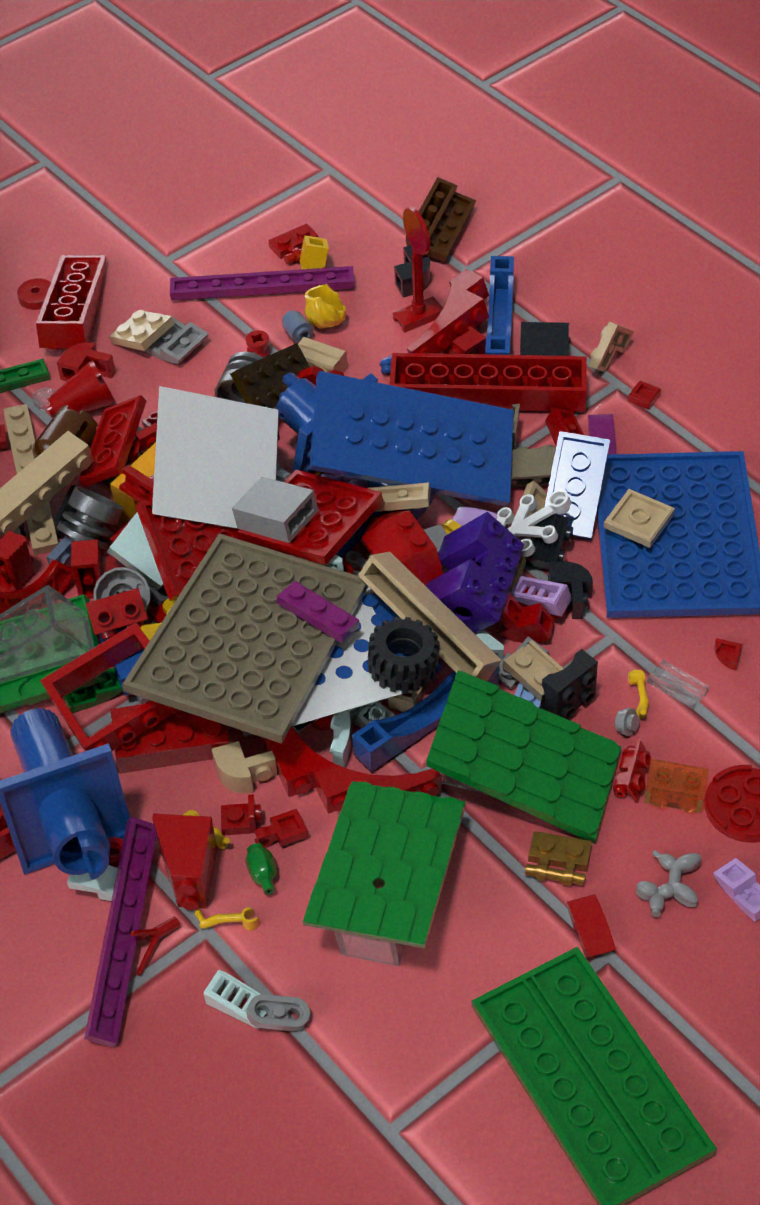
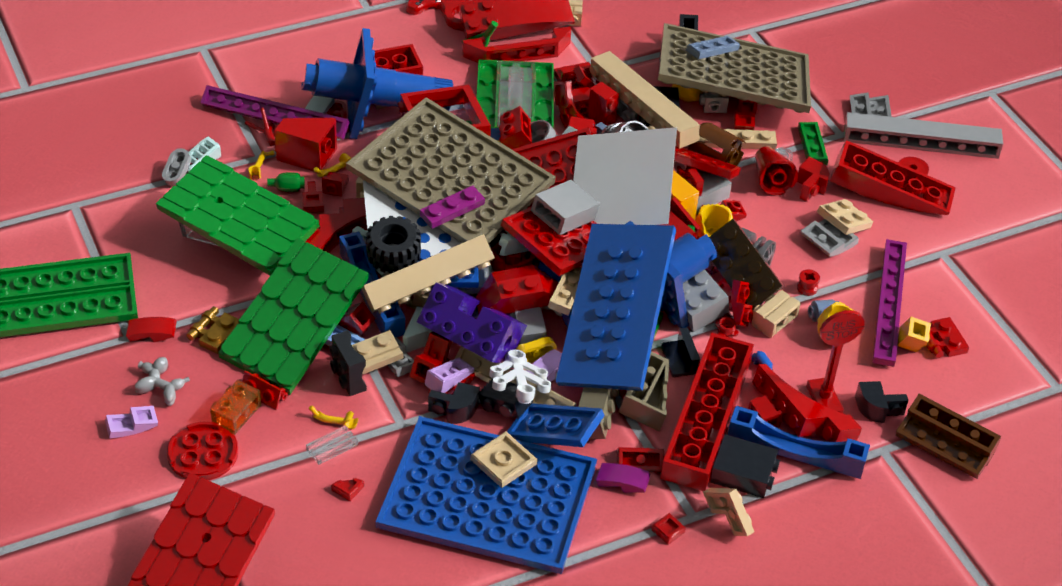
camera: 100 degrees right, 5 degrees down
(627, 721) = (308, 397): light grey plate -> none

